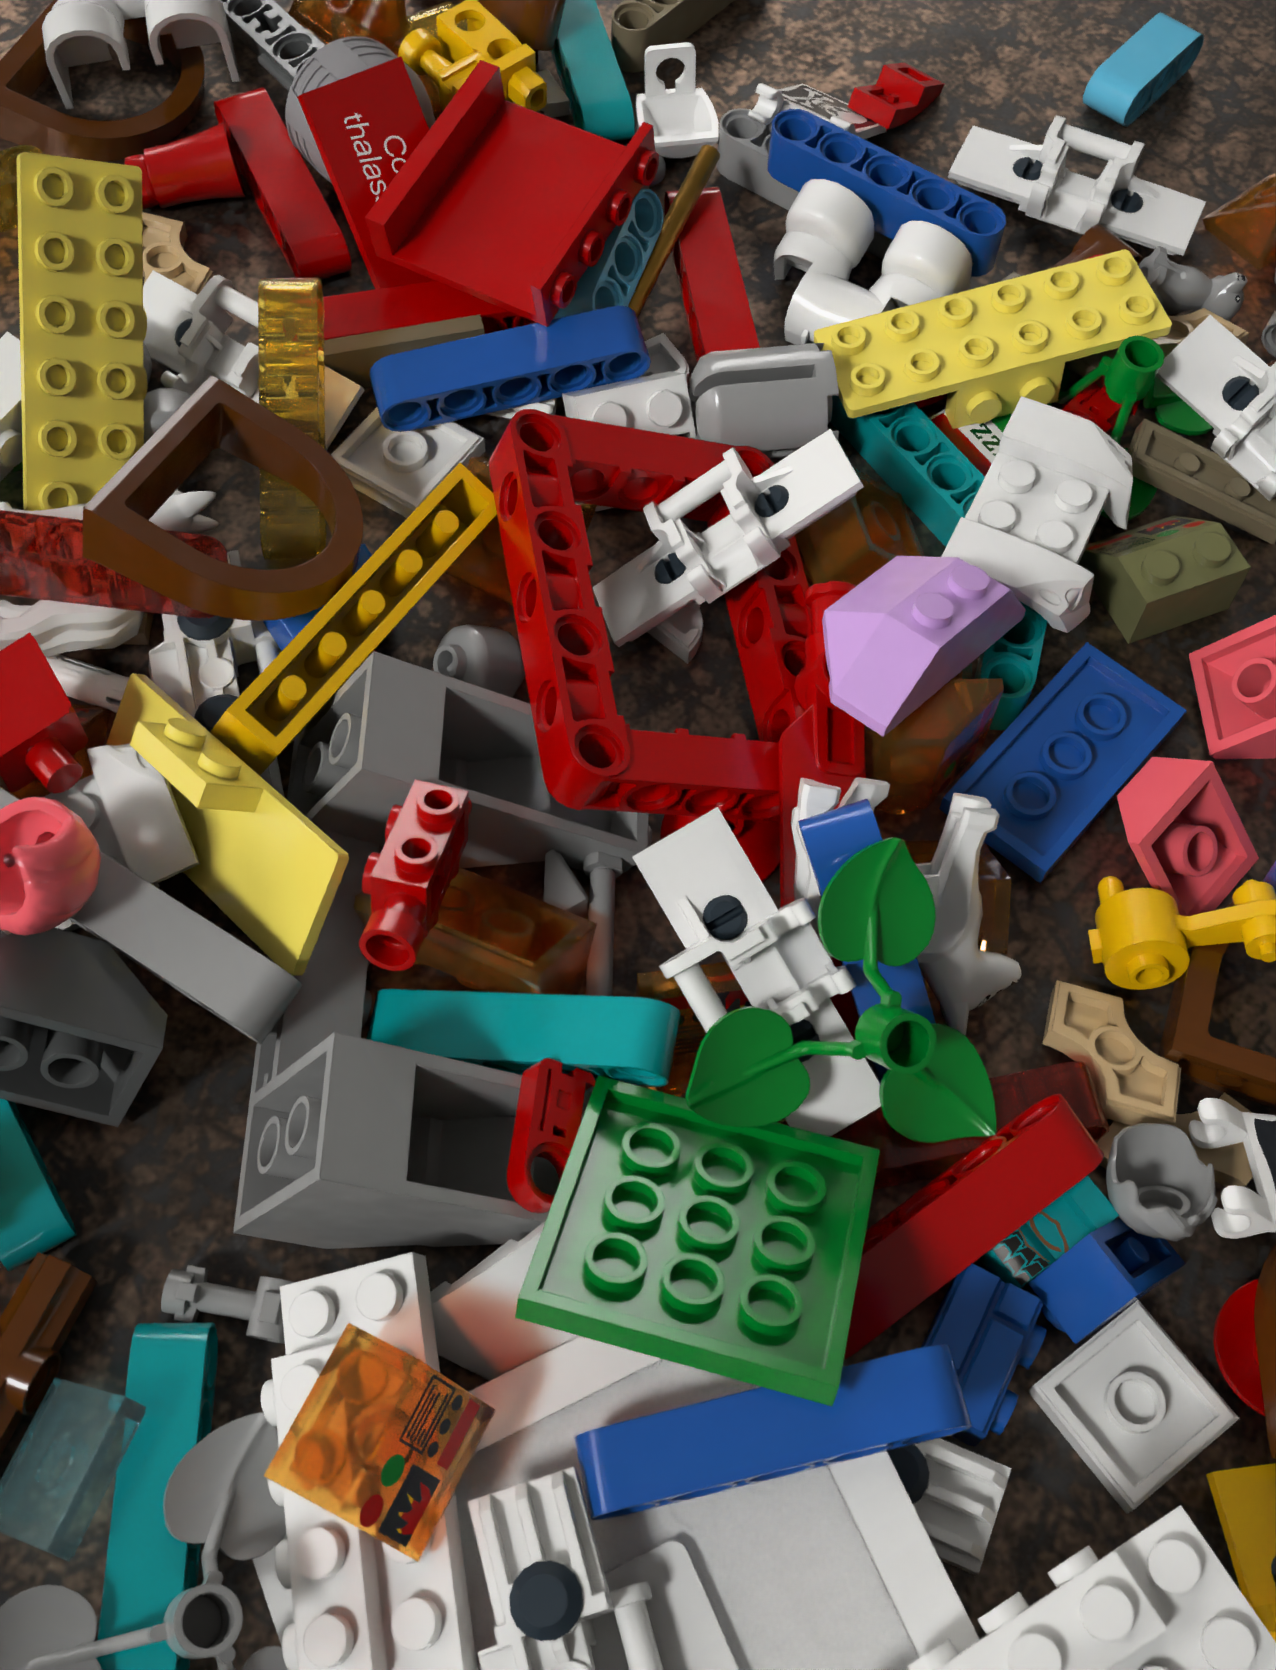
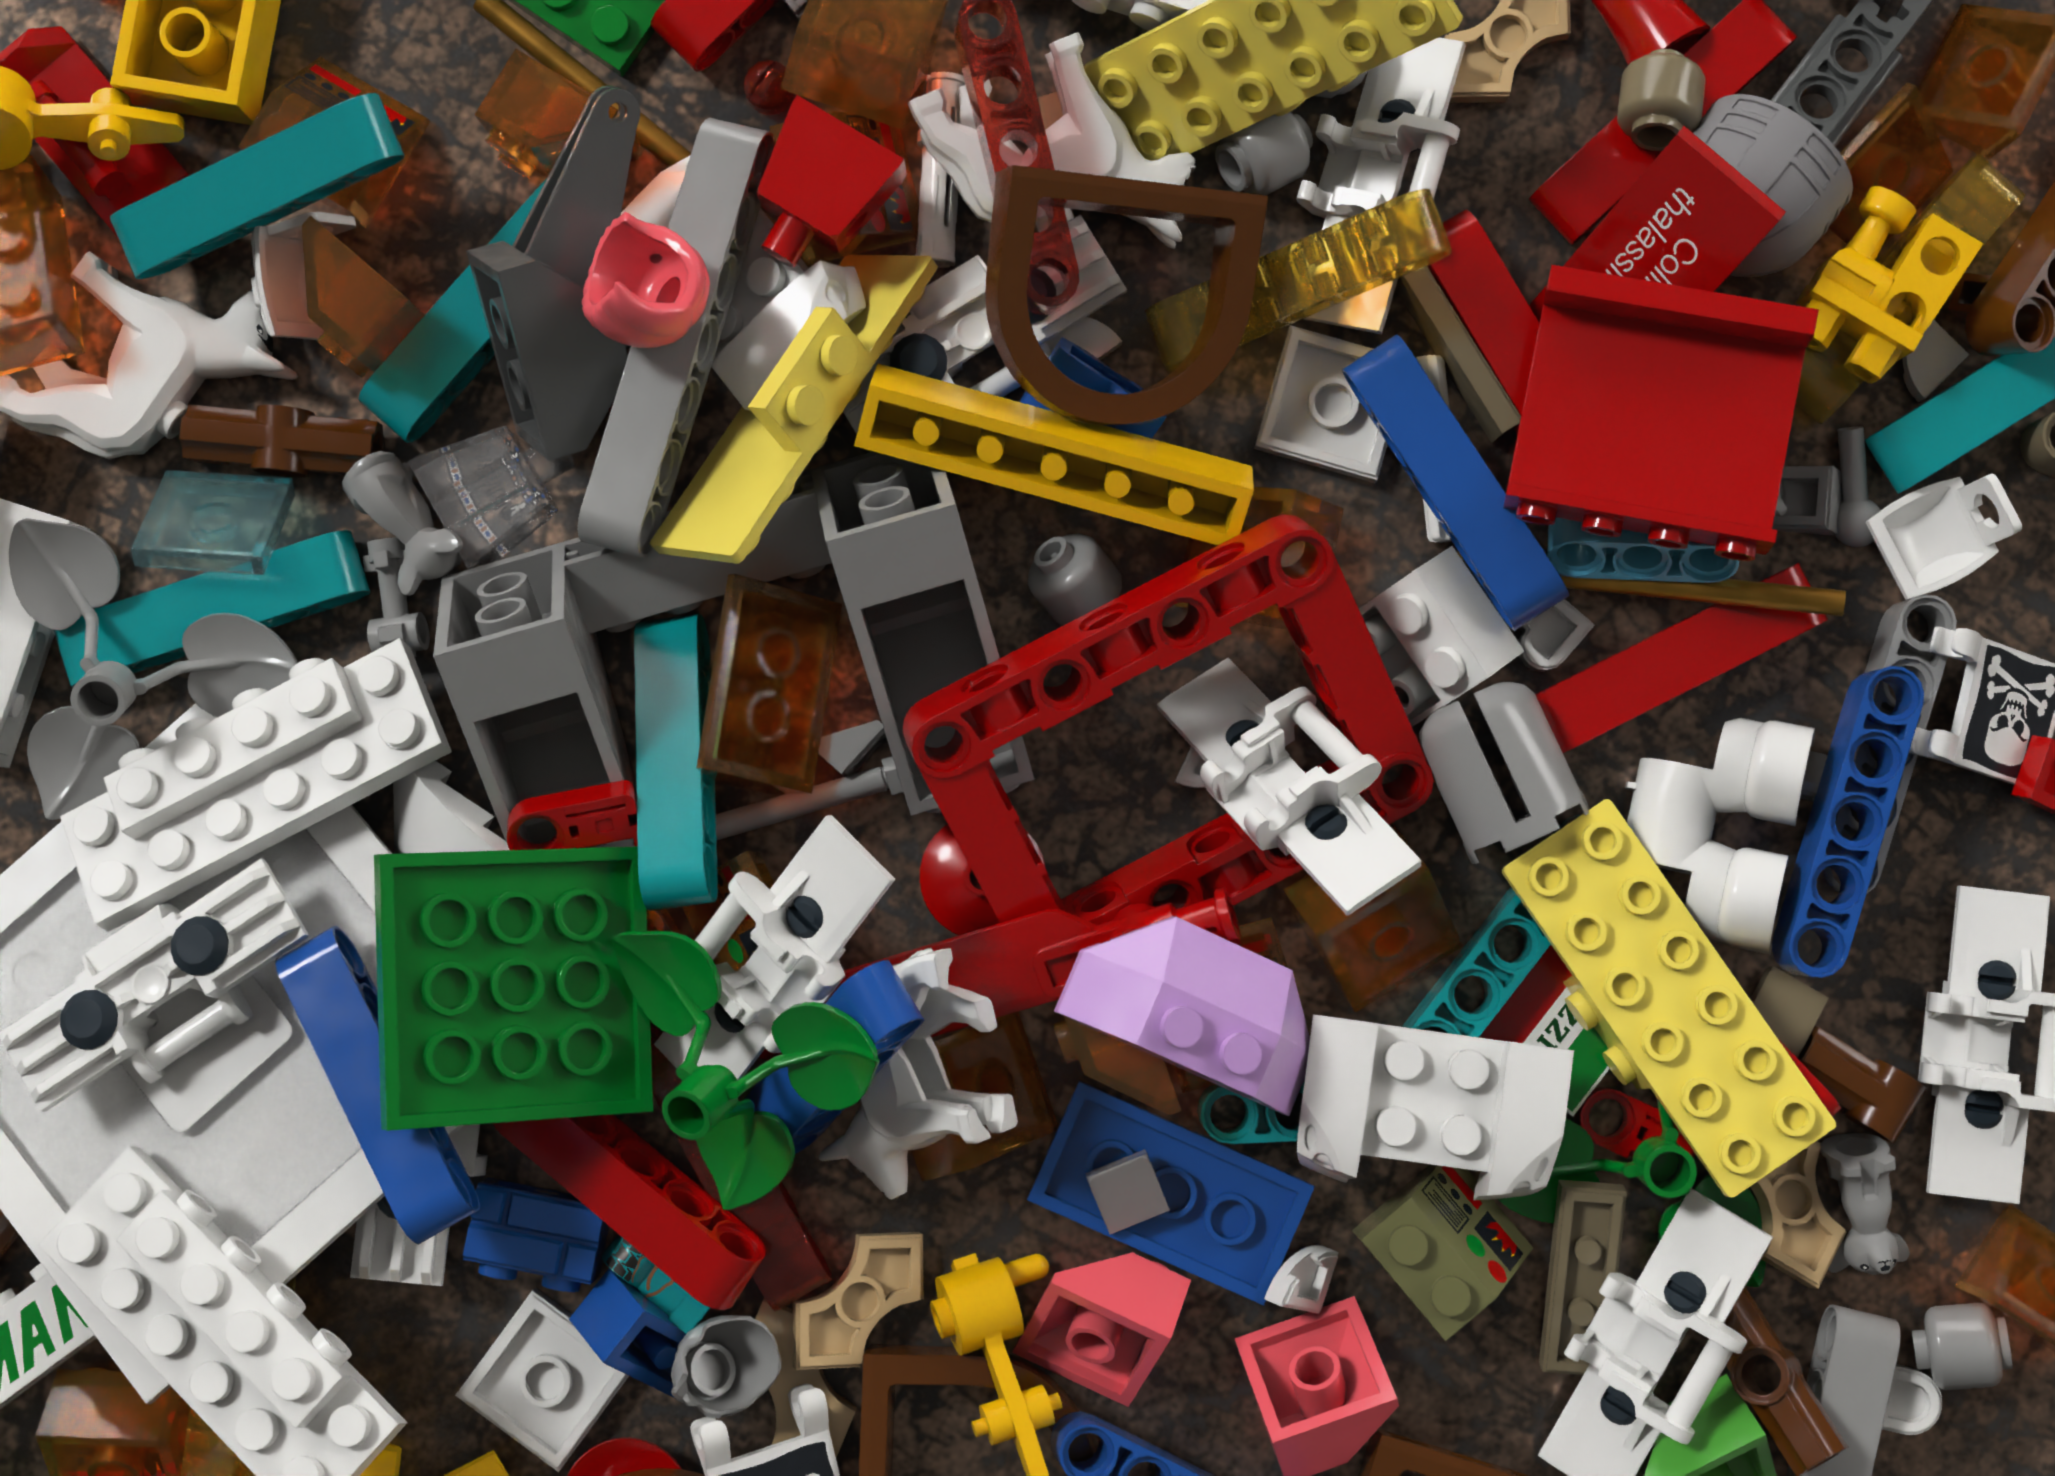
camera: 75 degrees right, 25 degrees up
(110, 1268) = (385, 491): none -> light grey animal
(163, 1162) = (489, 491): none -> clear torso
(267, 151) = (1660, 97): none -> dark tan head
(381, 1442) = (270, 778): clear orange slope -> none
(413, 872) = (767, 623): red brick -> none
(1057, 778) = (1127, 1191): none -> light grey slope
(1167, 677) = (1304, 1279): none -> white tile

